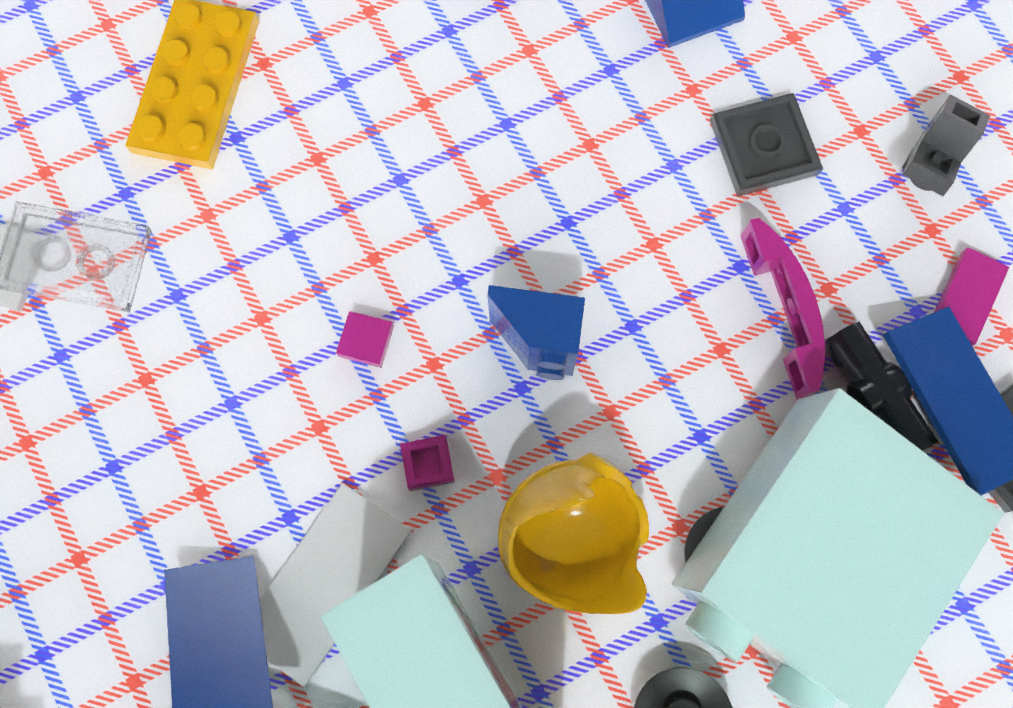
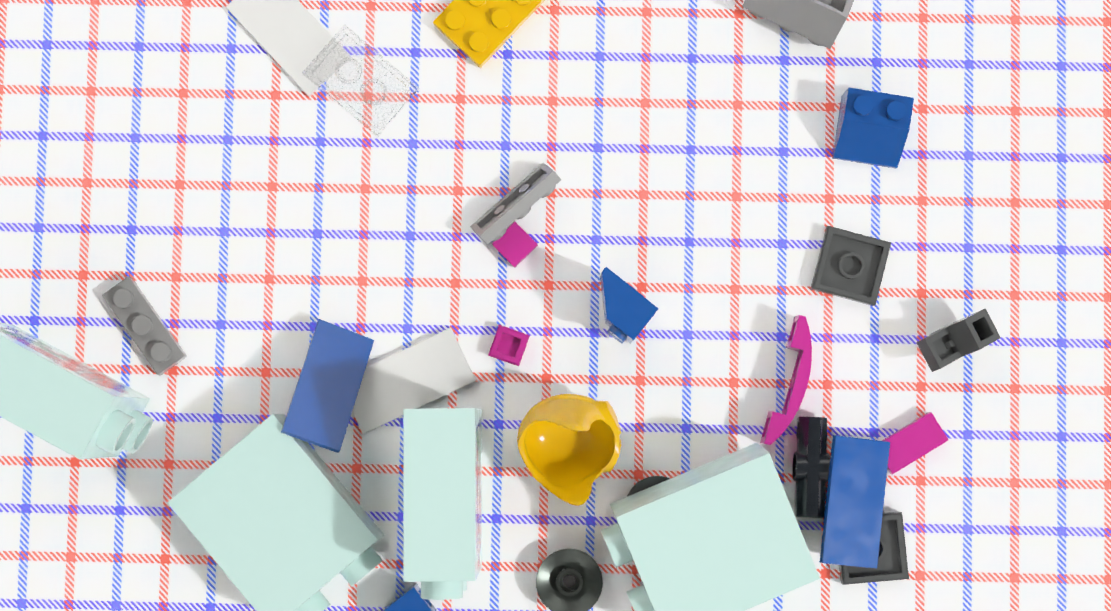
camera: 30 degrees right, 10 degrees up
(339, 290) = (516, 203): none -> light grey plate

